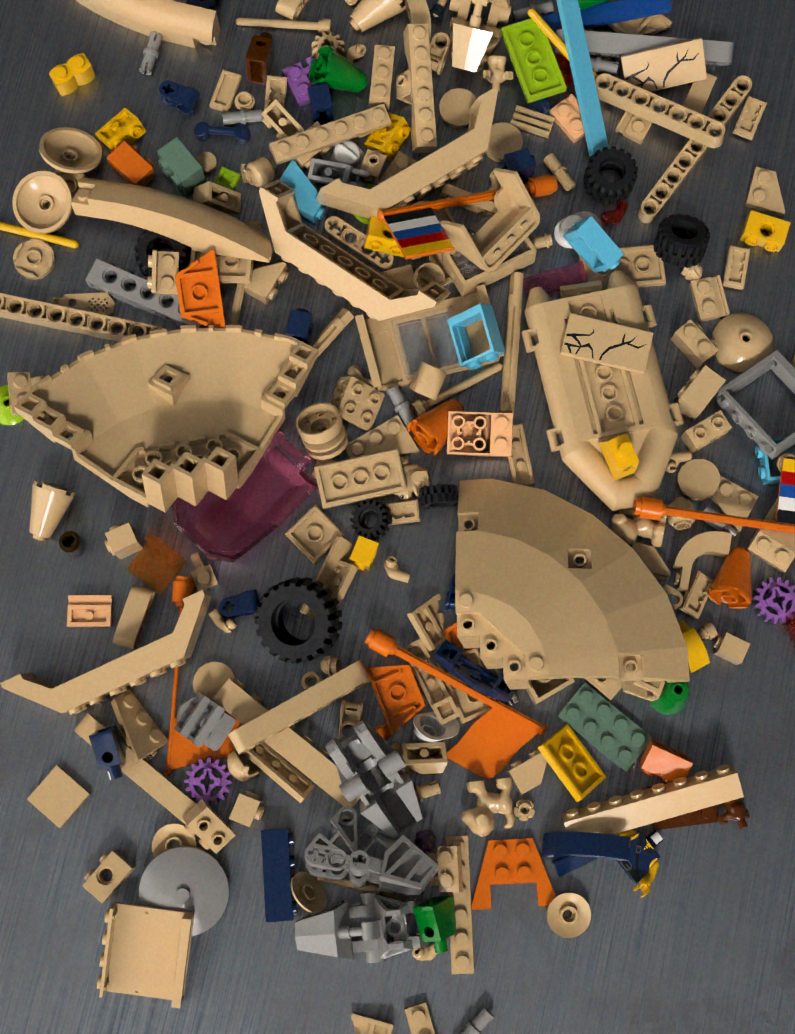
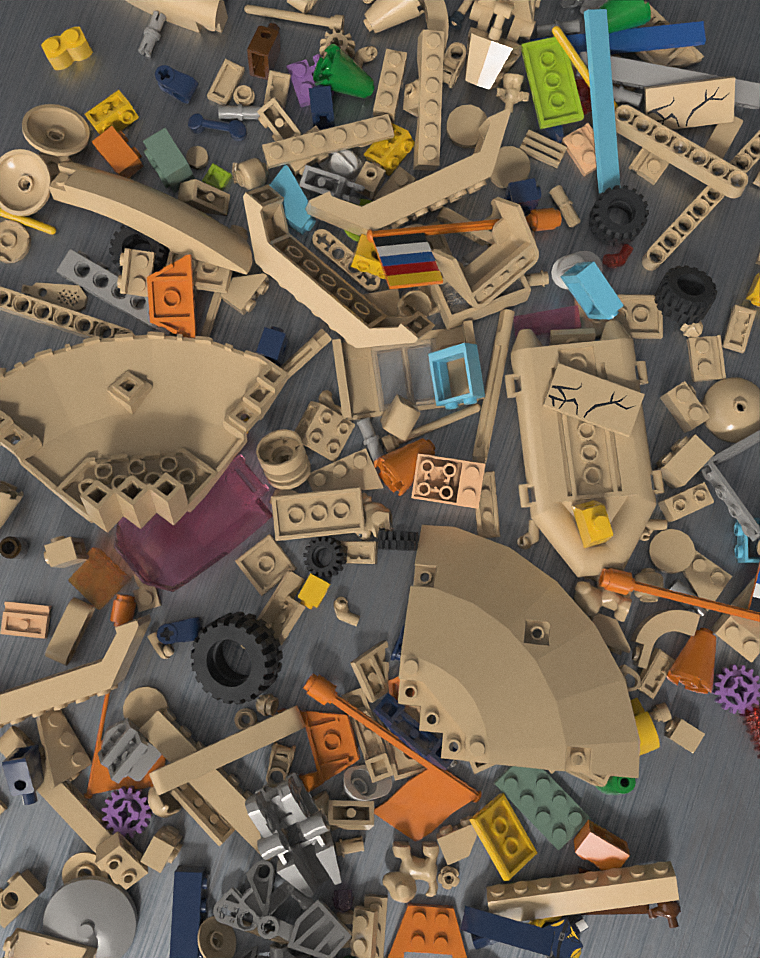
camera: 10 degrees right, 5 degrees up
(564, 481) = (529, 538): none -> tan arm

